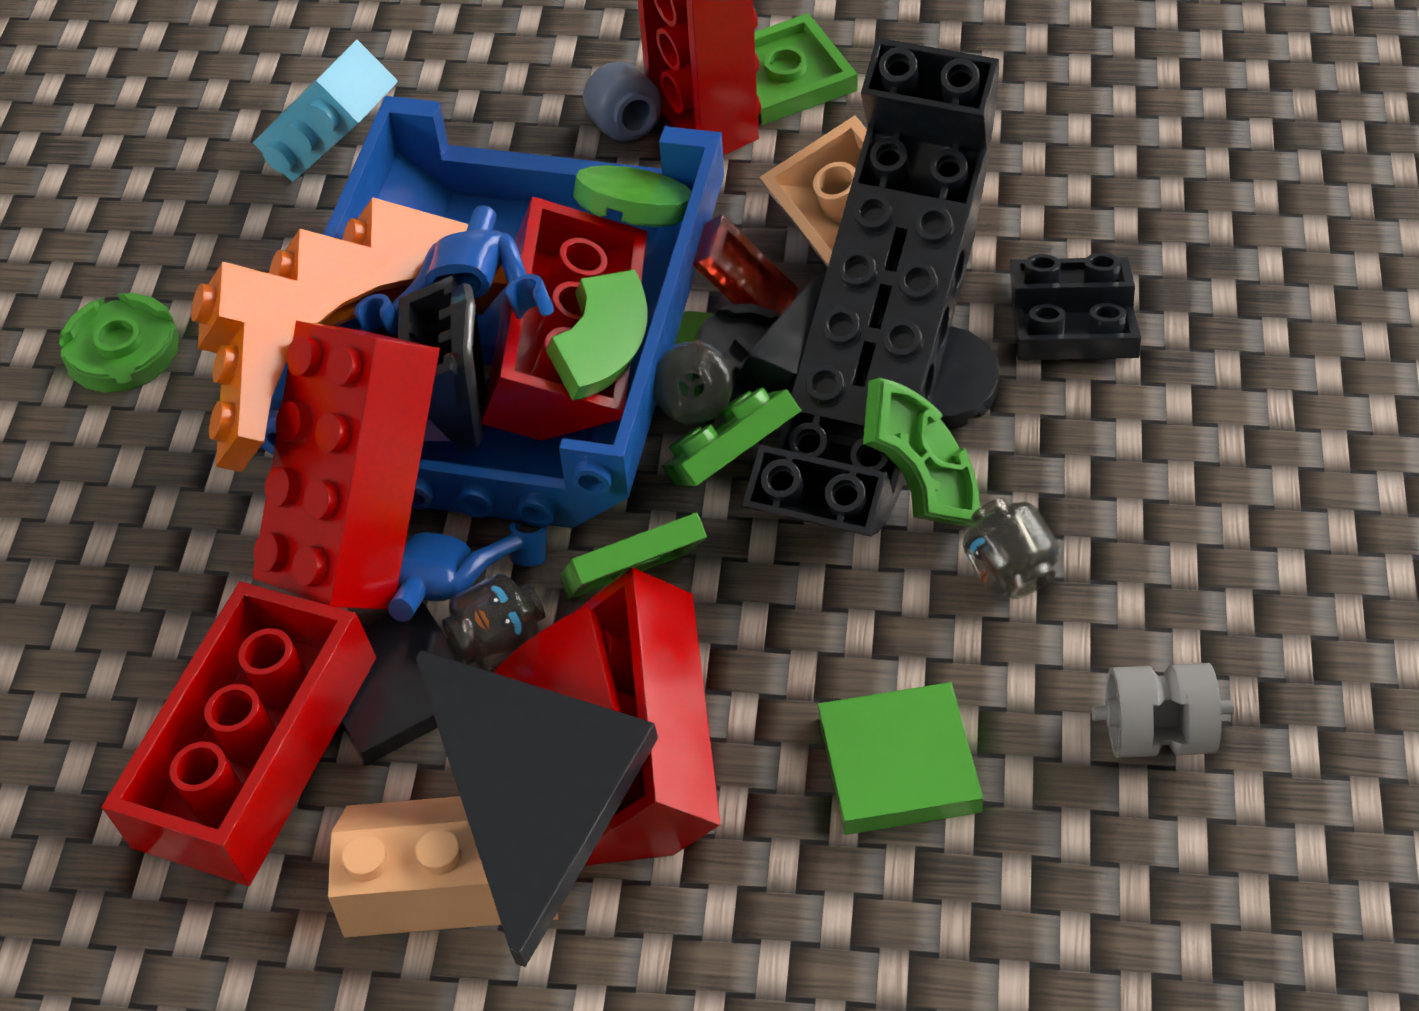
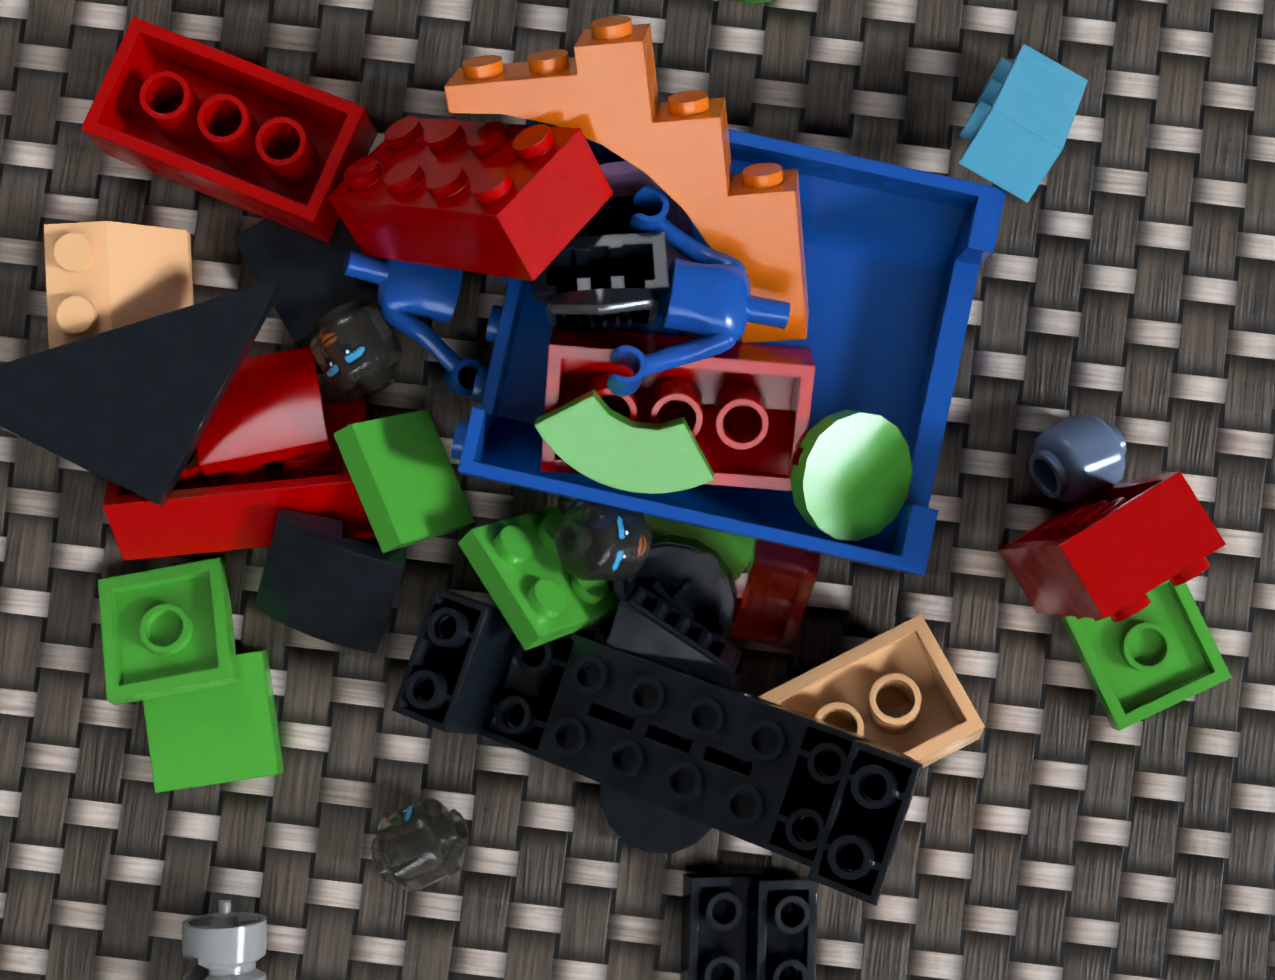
camera: 90 degrees right, 35 degrees up
(739, 622) = (328, 582): none -> black slope
(799, 791) = (167, 631): none -> bright green tile
(925, 452) = (516, 769): bright green tile -> none

